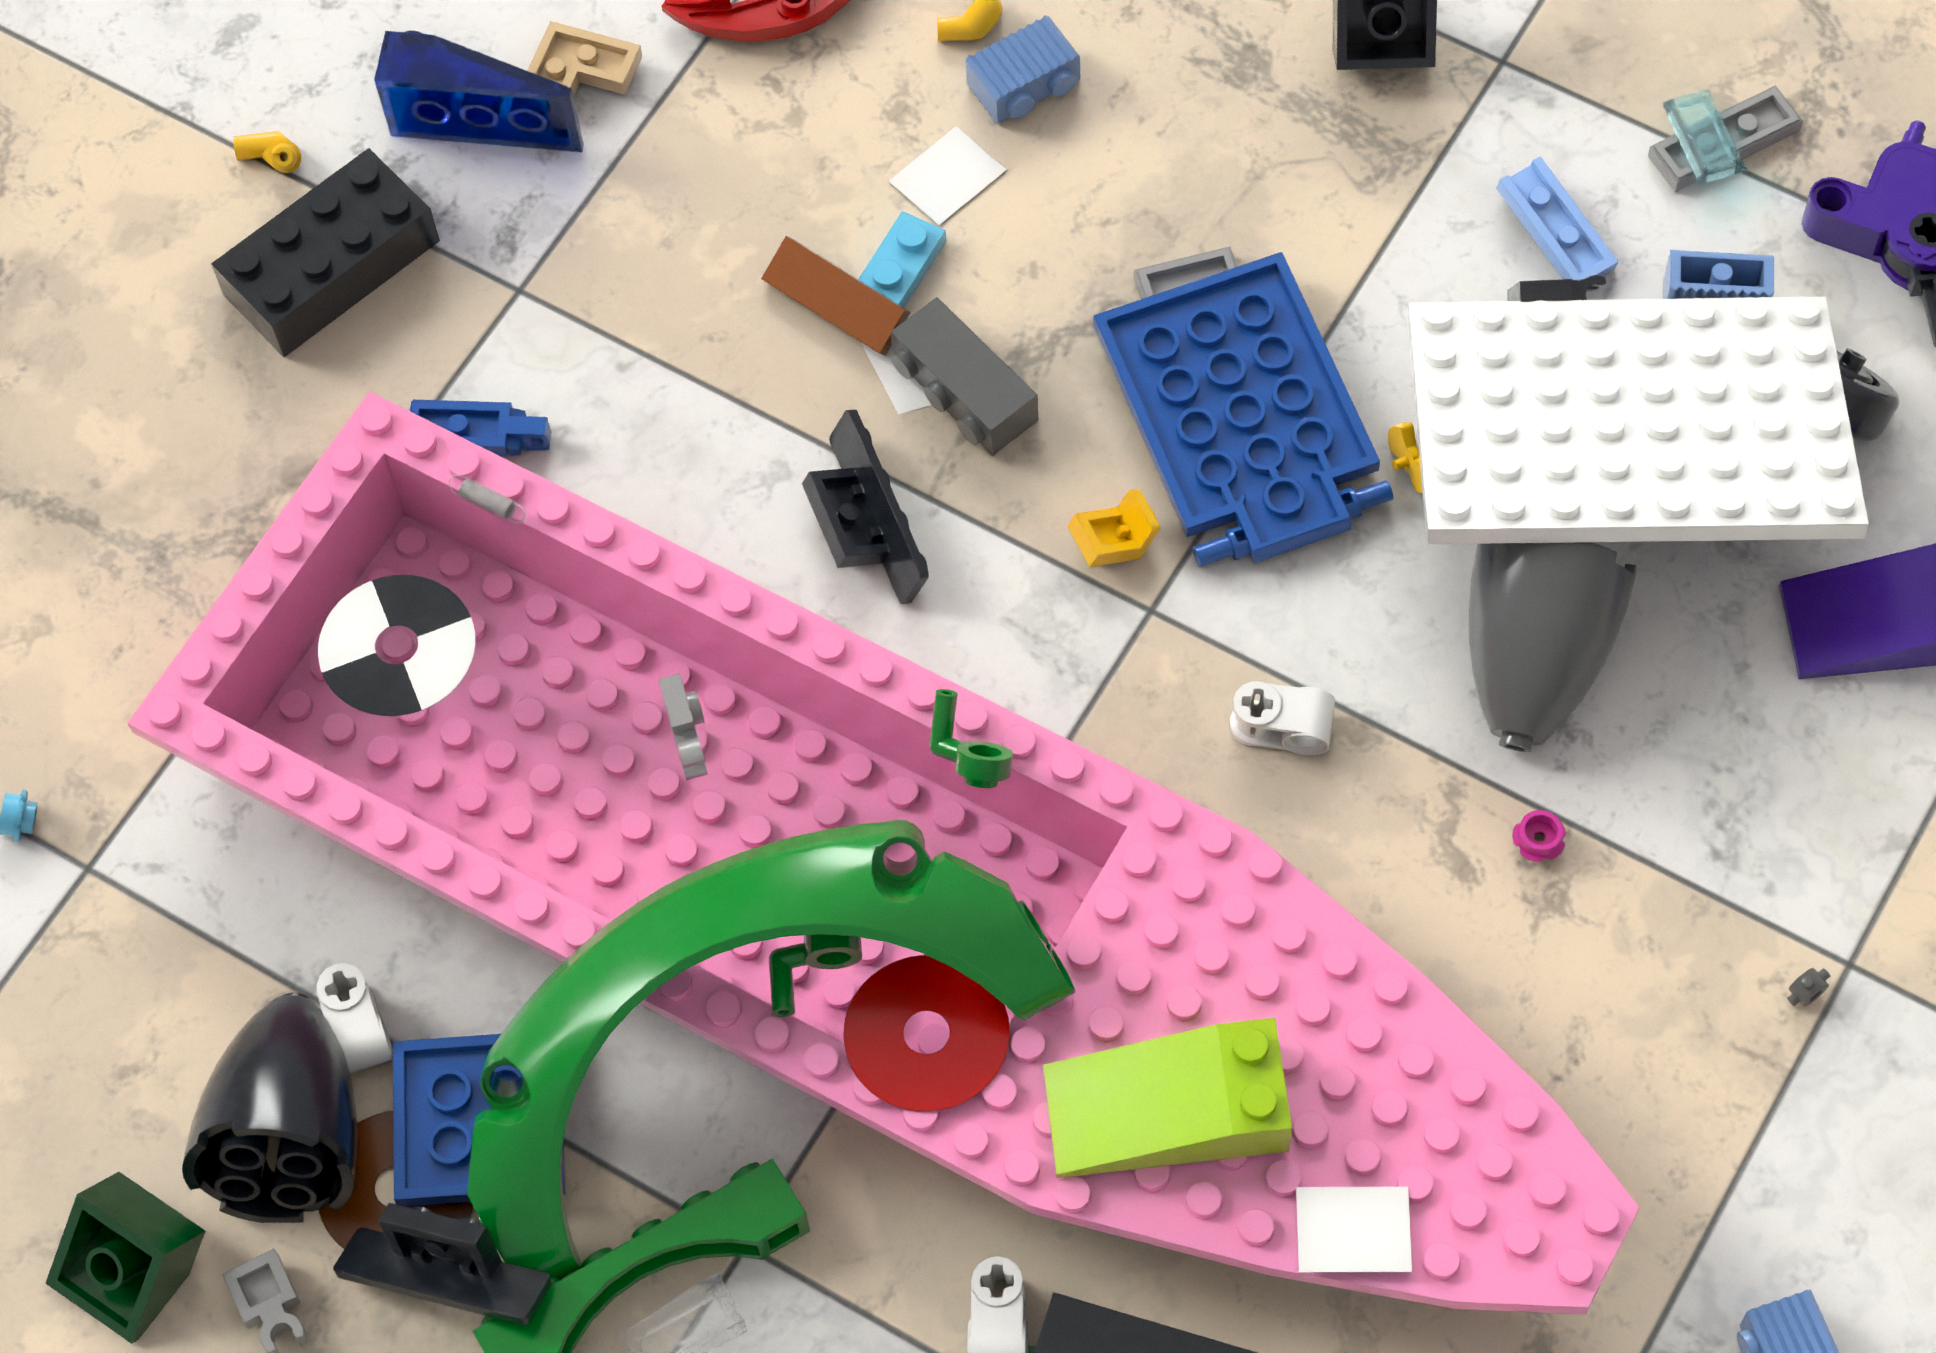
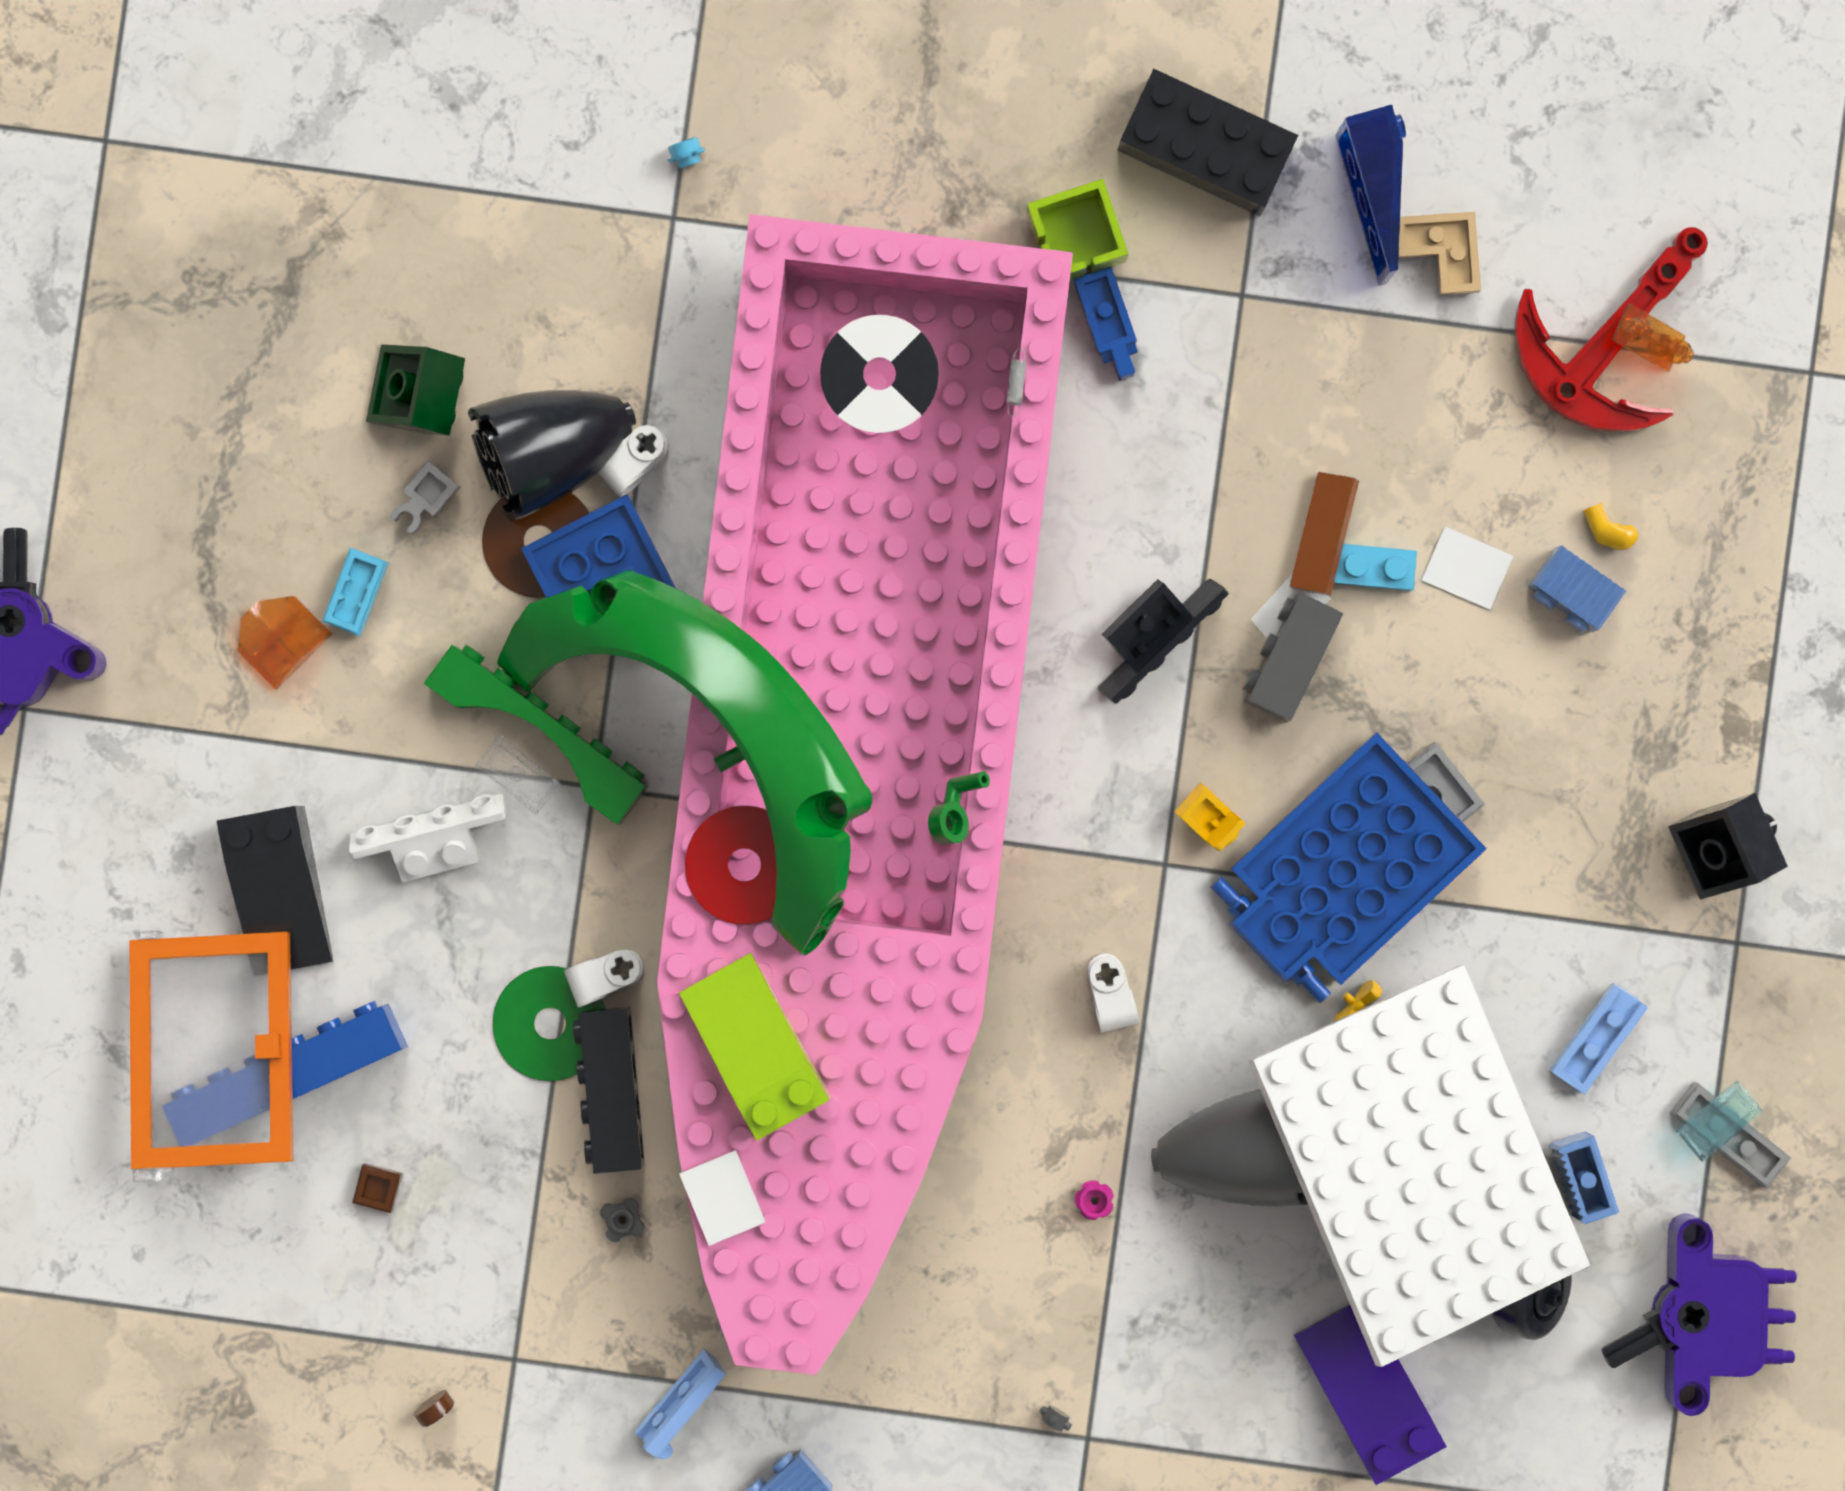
camera: 65 degrees right, 25 degrees up
(270, 146) = (1285, 52): yellow arm -> none
(332, 391) = (1079, 223): none -> lime piece
(443, 1264) = (483, 605): black bracket -> none
(683, 714) = (900, 602): light grey plate -> none
(1554, 289) = (1526, 1062): black plate -> none

